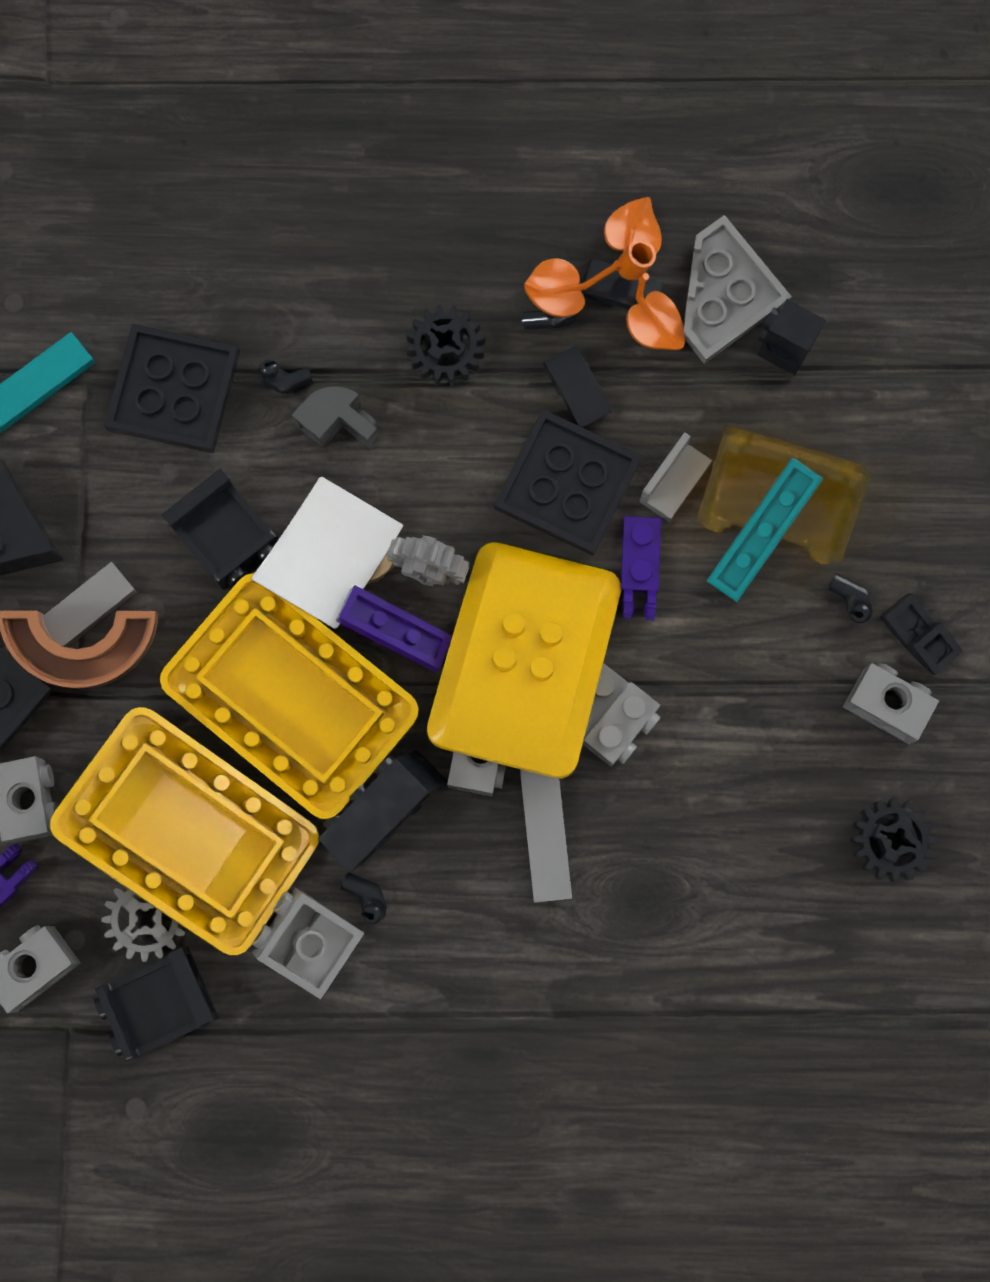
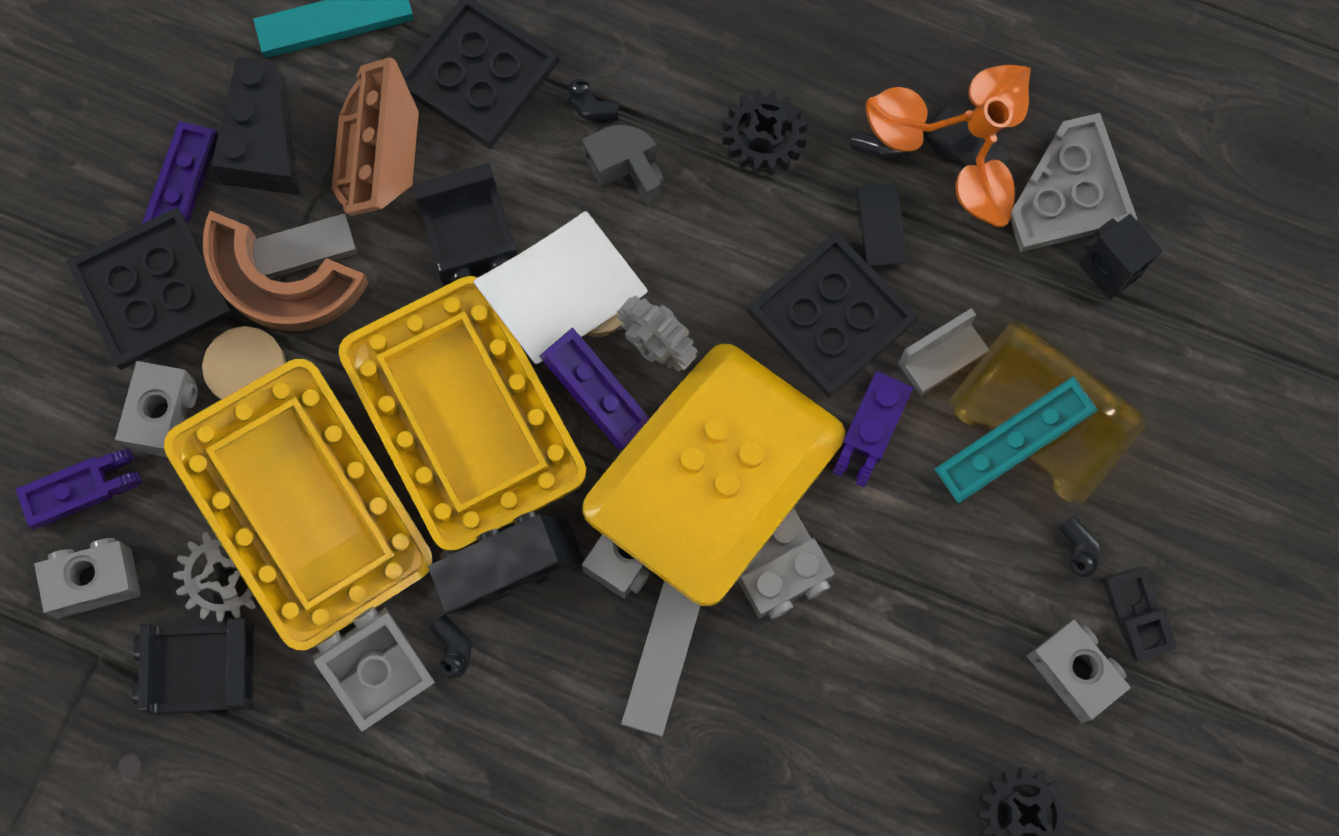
camera: 20 degrees right, 5 degrees down
(79, 728) = (239, 359): none -> tan tile
(110, 487) = (375, 140): none -> nougat wedge

